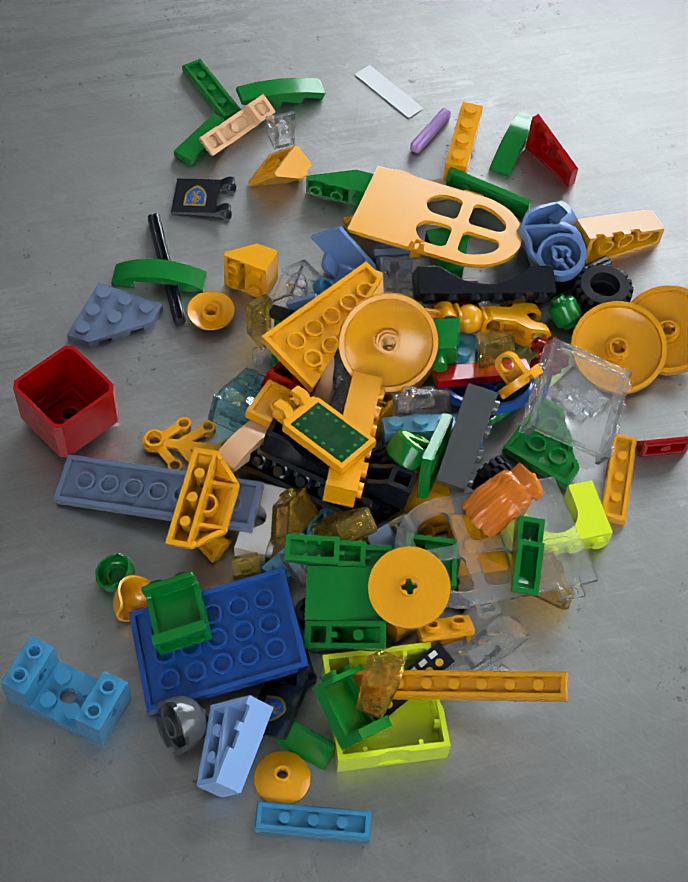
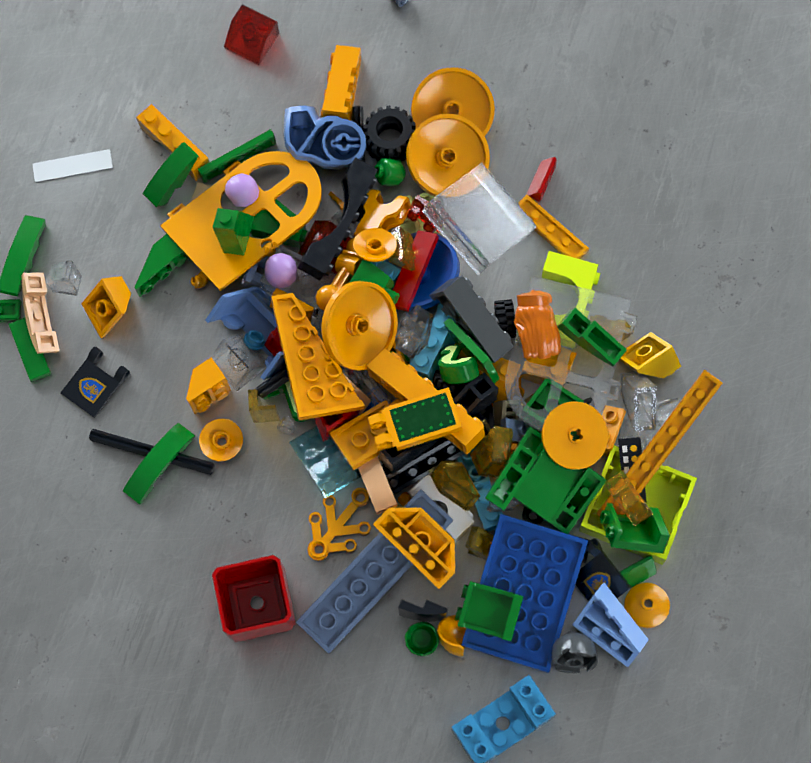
camera: 50 degrees left, 15 degrees up
(112, 315) = (174, 520): sand blue plate -> none
(141, 552) = (430, 612): none -> black slope
(313, 821) = (690, 601): dark azure tile -> none
(399, 265) = (280, 270): none -> lavender hair
(408, 204) = (232, 230): none -> green slope
(428, 150) = (170, 175): none -> green slope
(430, 130) = (139, 156): lavender axle -> none
(455, 203) = (242, 190): none -> lavender hair
(478, 320) = (374, 244): none -> light orange dish
(511, 145) = (196, 101): green slope -> none
(517, 376) = (443, 249): light orange tile -> none
(543, 456) = (505, 270): green plate -> none
(549, 151) = (229, 81): red wing -> none
(552, 637) = (651, 357): none -> yellow slope
(608, 149) = (251, 34): none -> clear red slope

